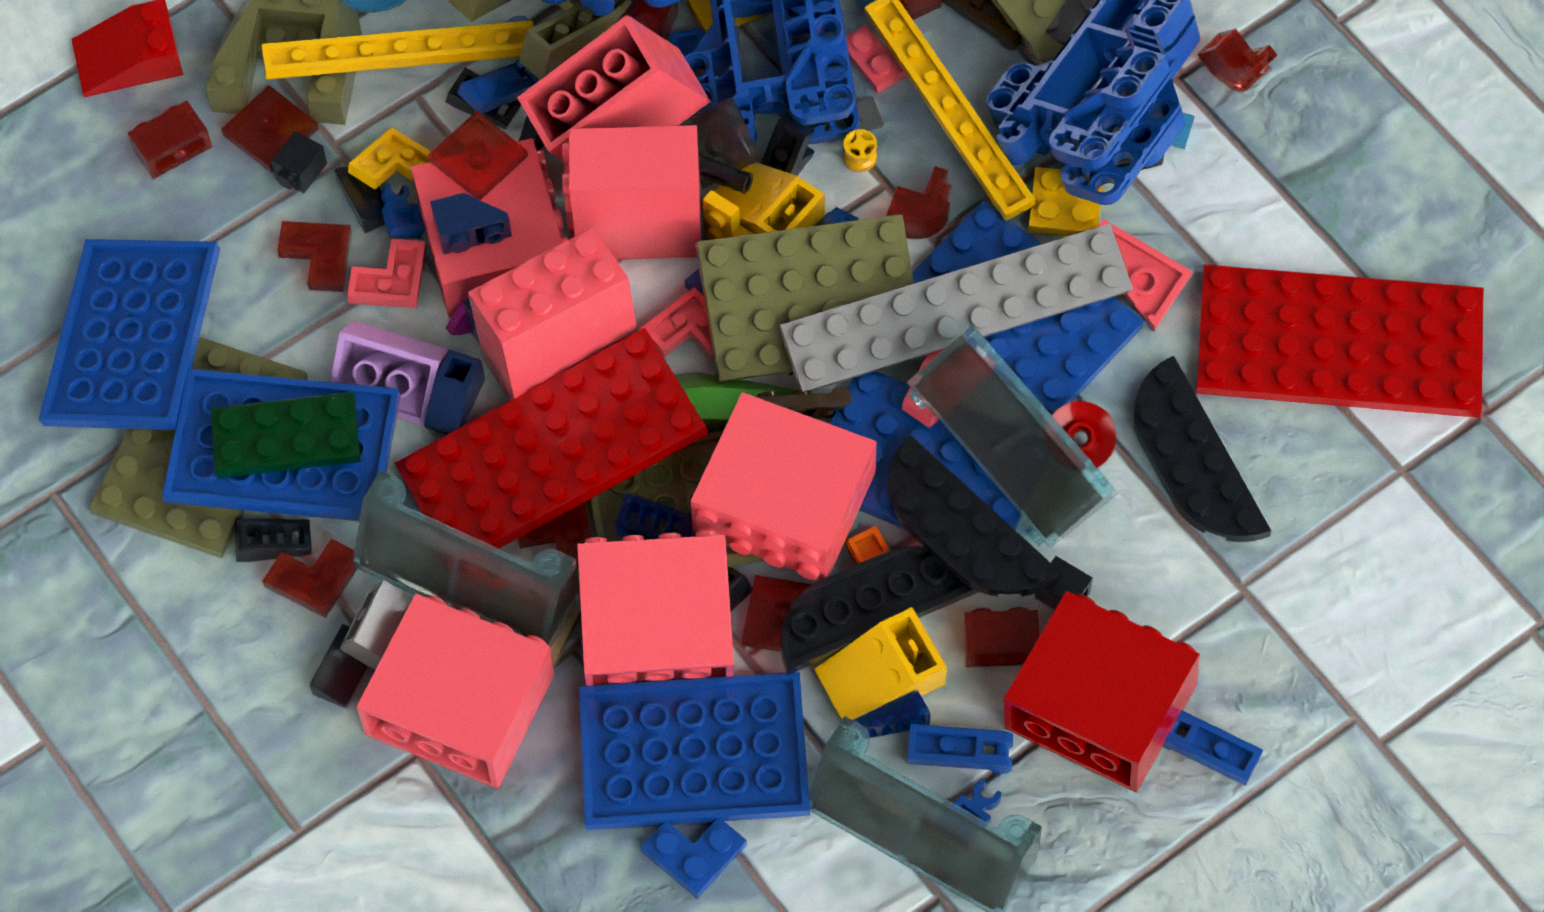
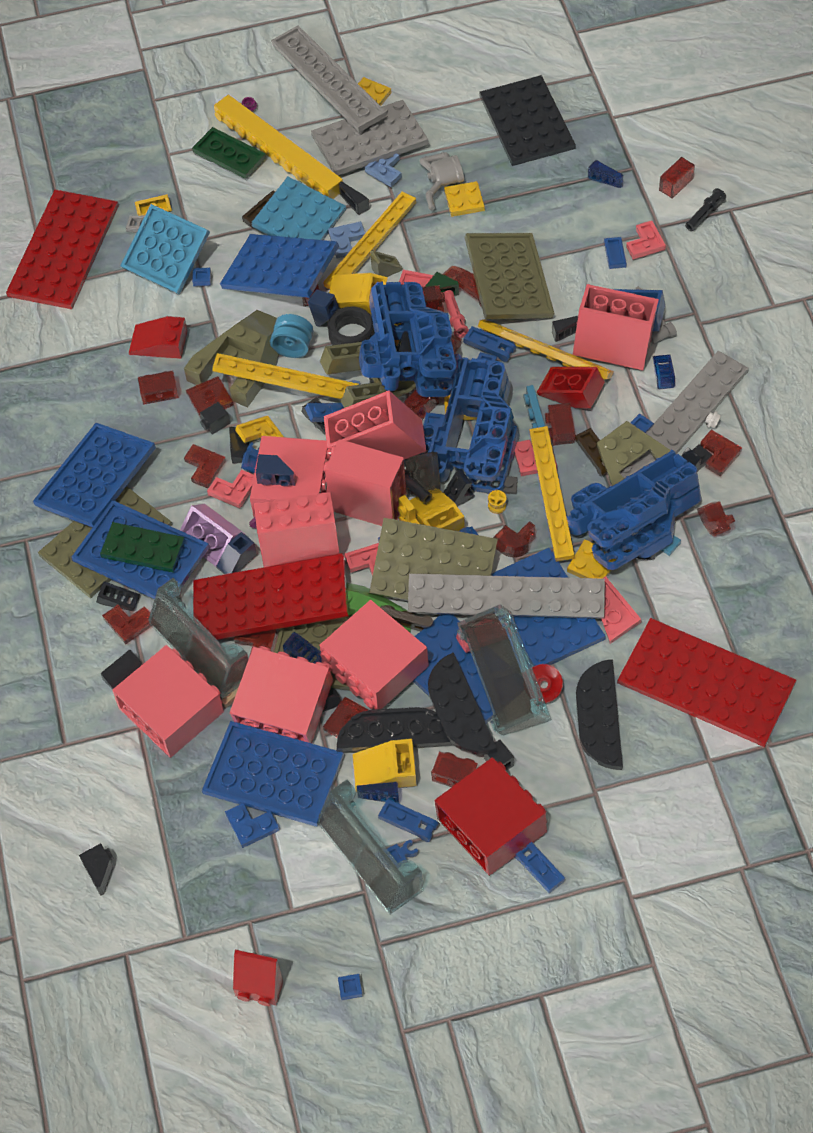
camera: 25 degrees right, 5 degrees down
(376, 623) = (144, 652): light grey brick -> none
(478, 155) = (295, 440): clear red plate -> none
(866, 545) = (408, 700): orange tile -> none

